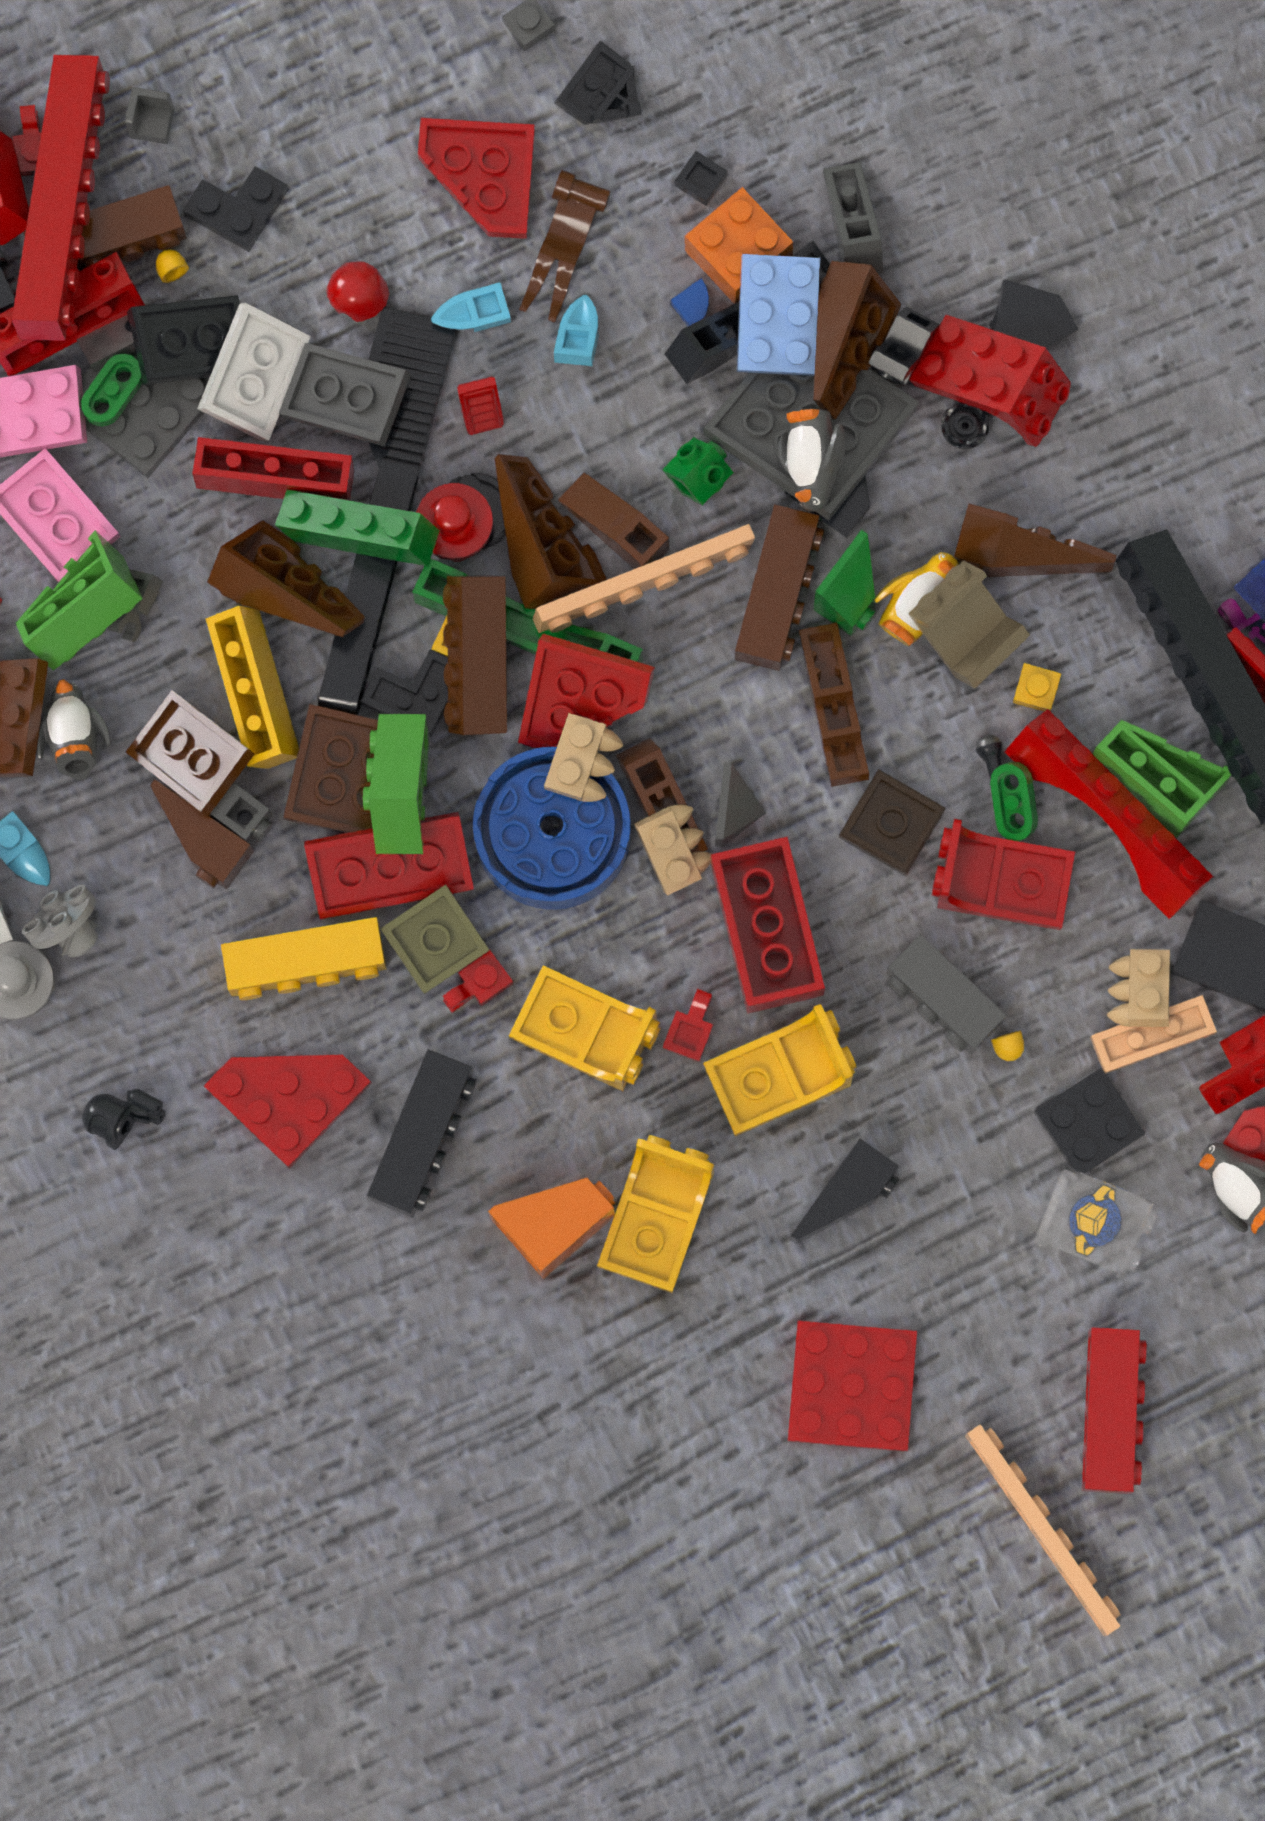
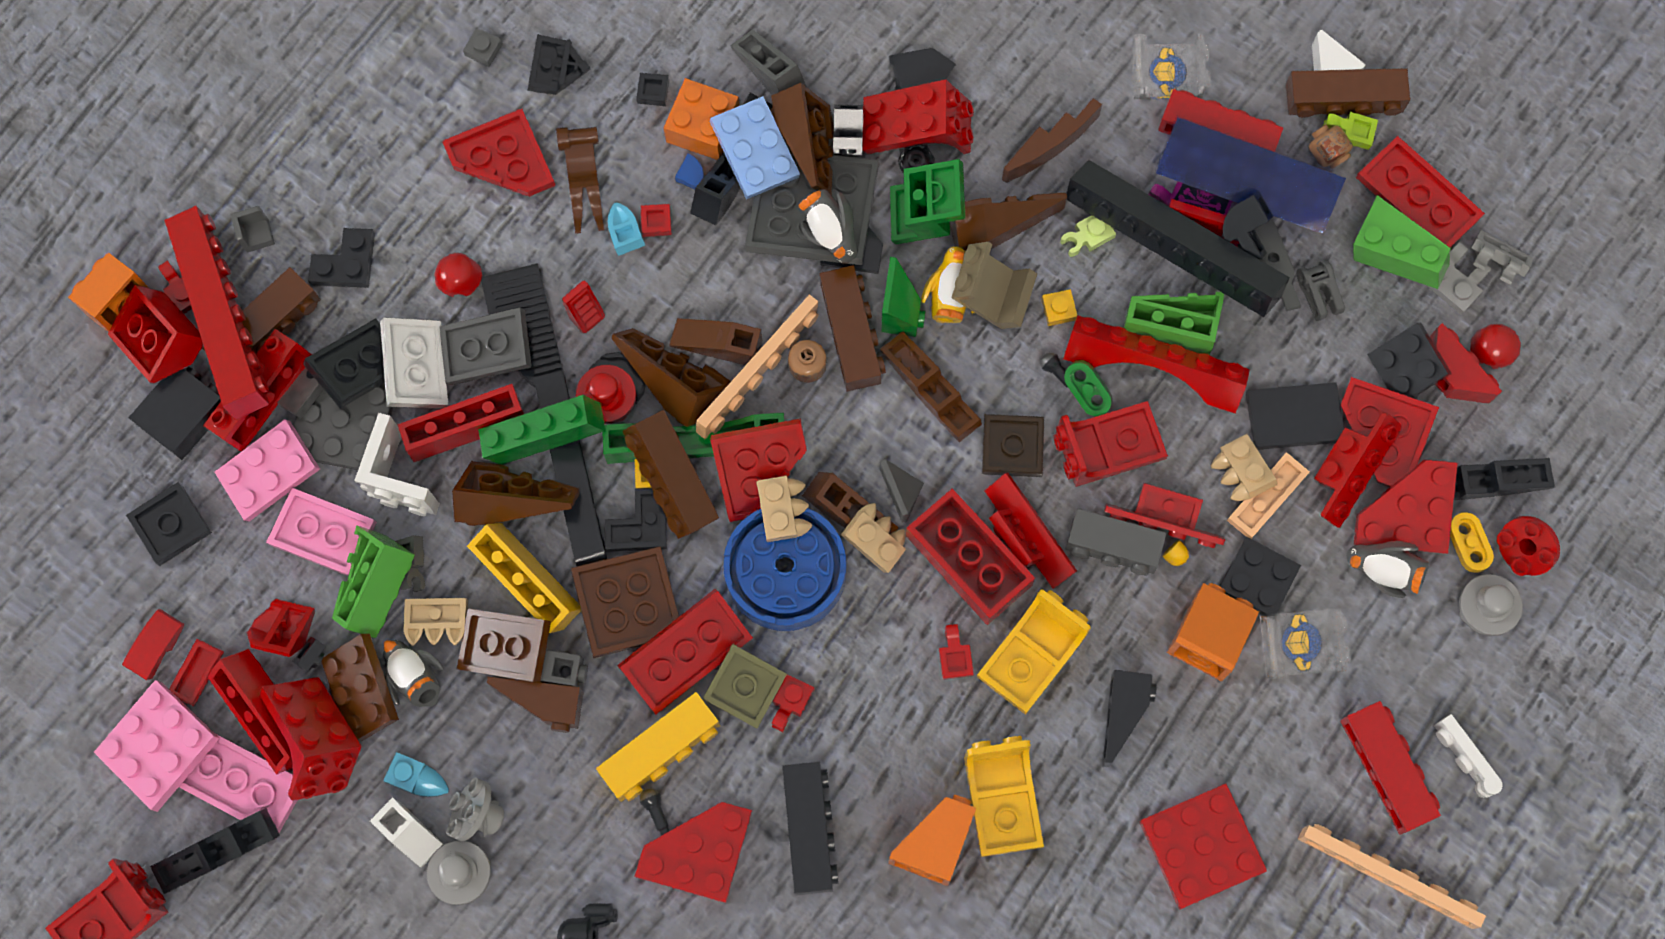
camera: 30 degrees left, 5 degrees down
(109, 390) = (319, 425): green plate -> none
(130, 681) = (434, 618): none -> tan plate
(149, 474) = (376, 466): none -> white bracket
(170, 265) = (318, 322): yellow hinge -> none
(265, 1012) = (651, 801): none -> black piece
(397, 782) = (664, 589): bright green wedge -> none
(474, 310) = (545, 247): medium azure plate -> none
(585, 1029) = (884, 693): yellow bracket -> none
(621, 341) = (656, 220): none -> red plate
(698, 470) = (755, 277): green brick -> none
(709, 613) = (807, 361): none -> medium nougat head
(847, 931) = (1026, 533): none -> red bracket
(944, 484) = (927, 202): none -> green bracket
(999, 1153) = (1213, 631): none -> orange slope
(1025, 991) = (1169, 511): none -> red bracket
(1123, 618) = (1091, 233): none -> yellowish green plate
(1125, 485) = (1045, 146): none -> reddish brown slope
(1208, 1447) = (1468, 757): none -> white plate

